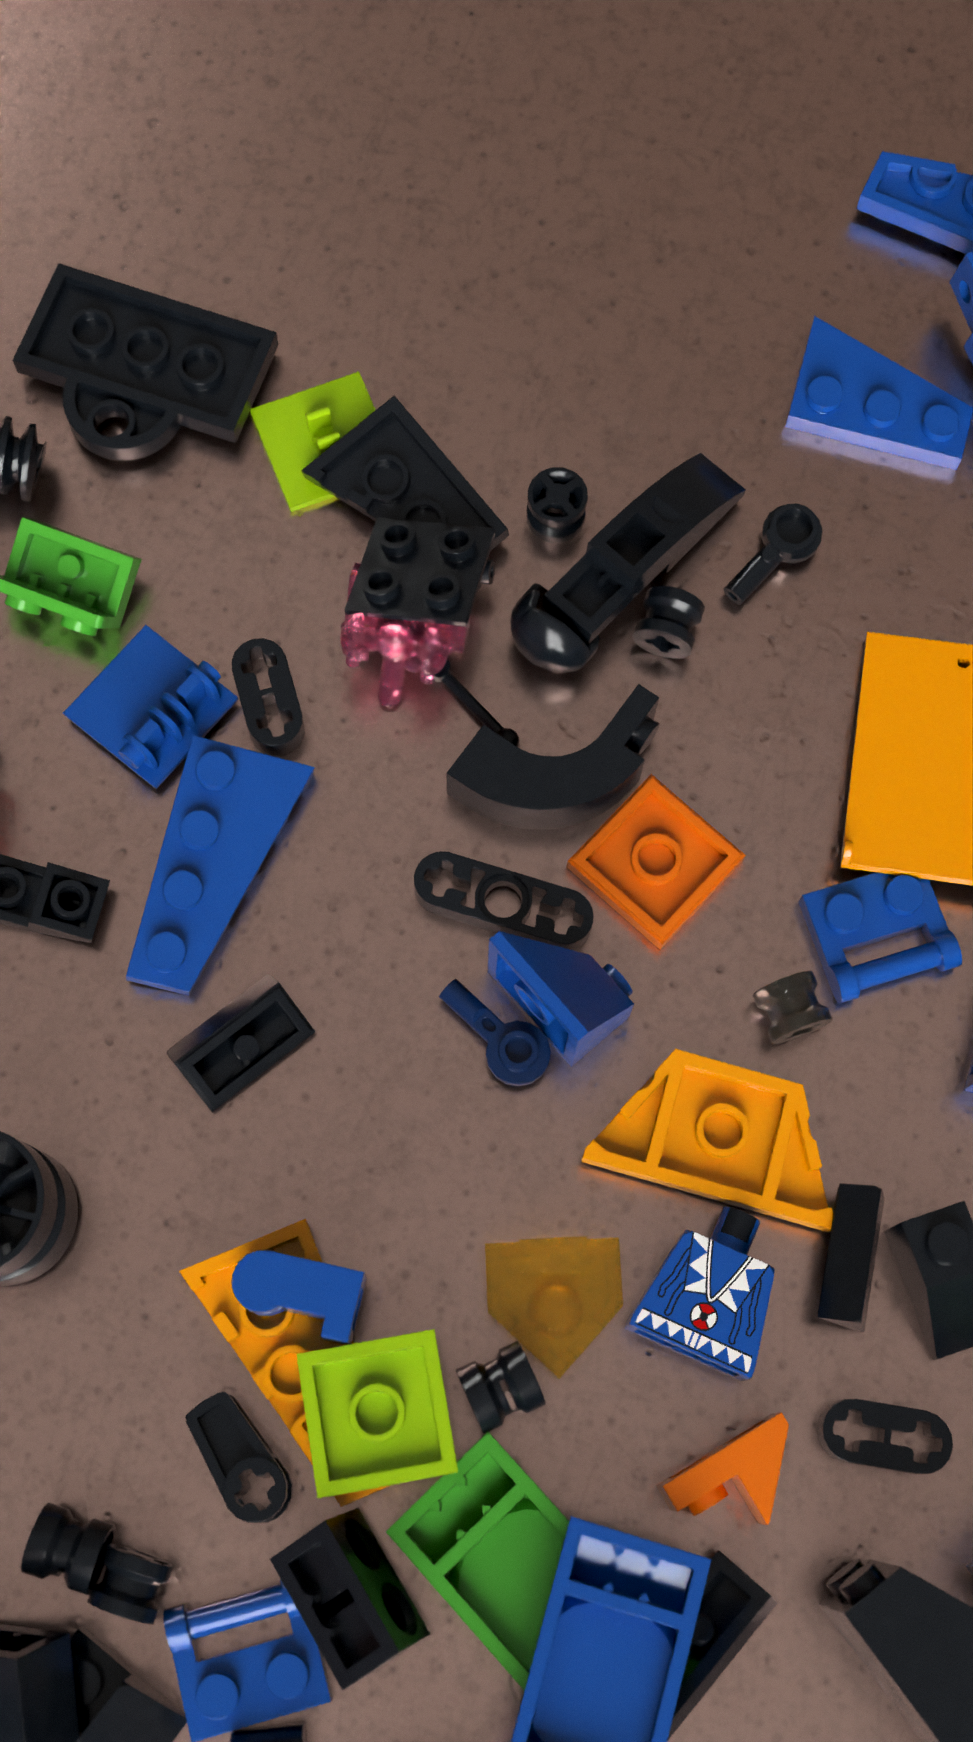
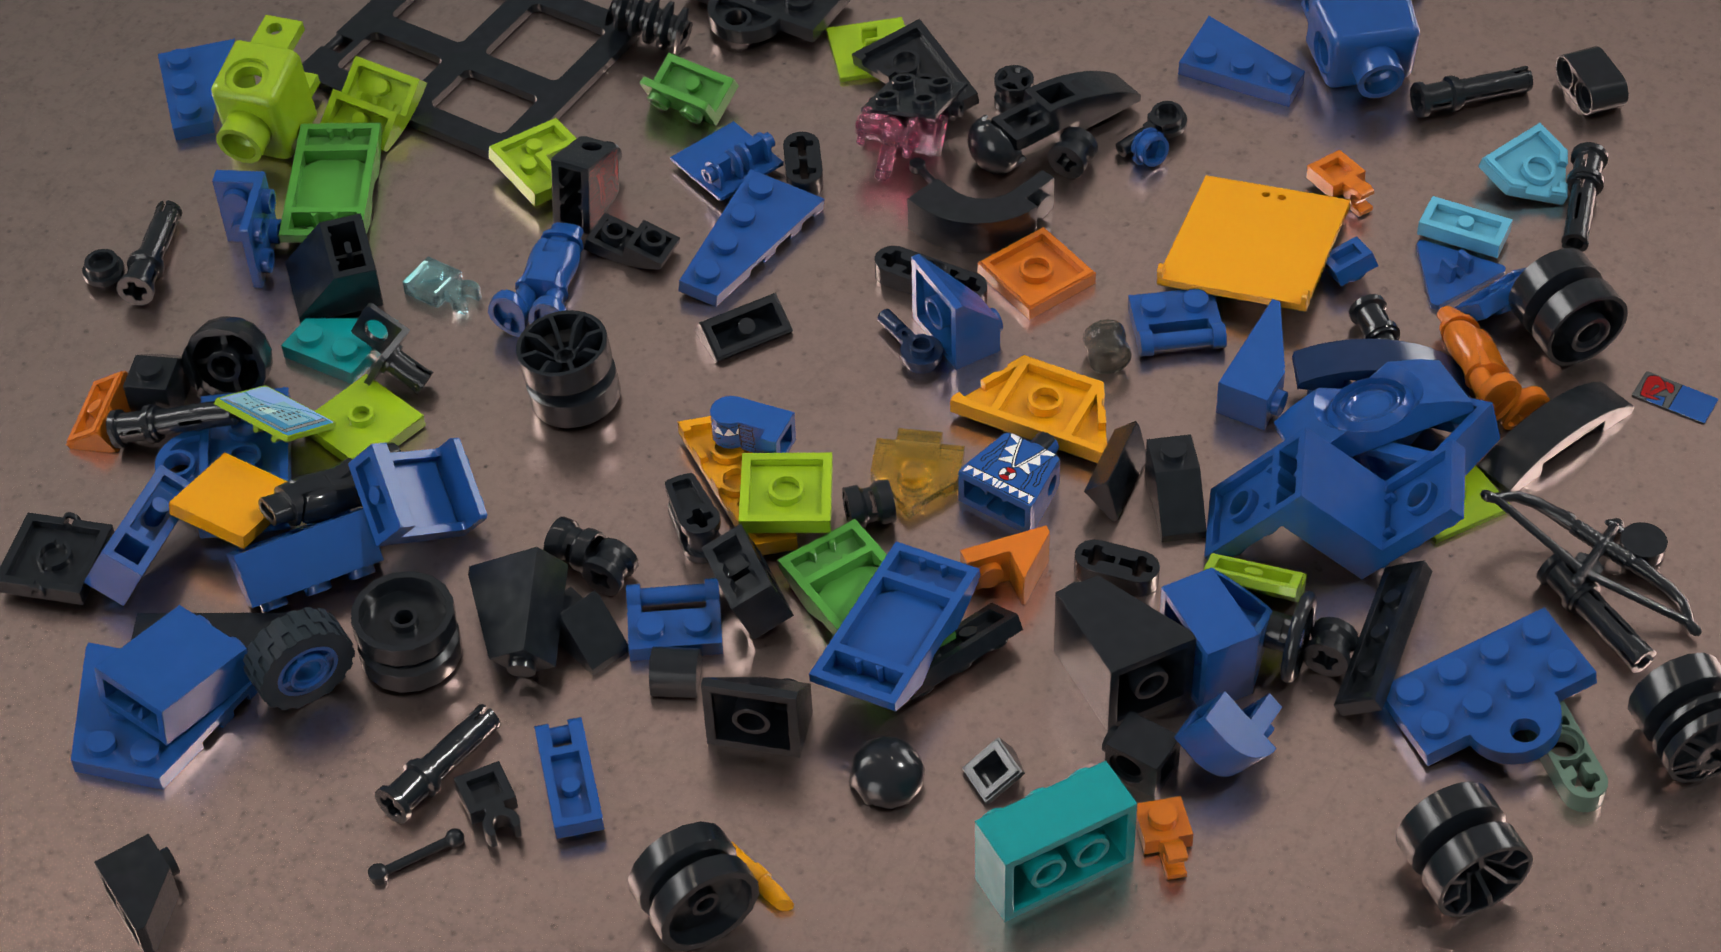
camera: 15 degrees right, 25 degrees down
(777, 592) = (1149, 147): none -> blue plate

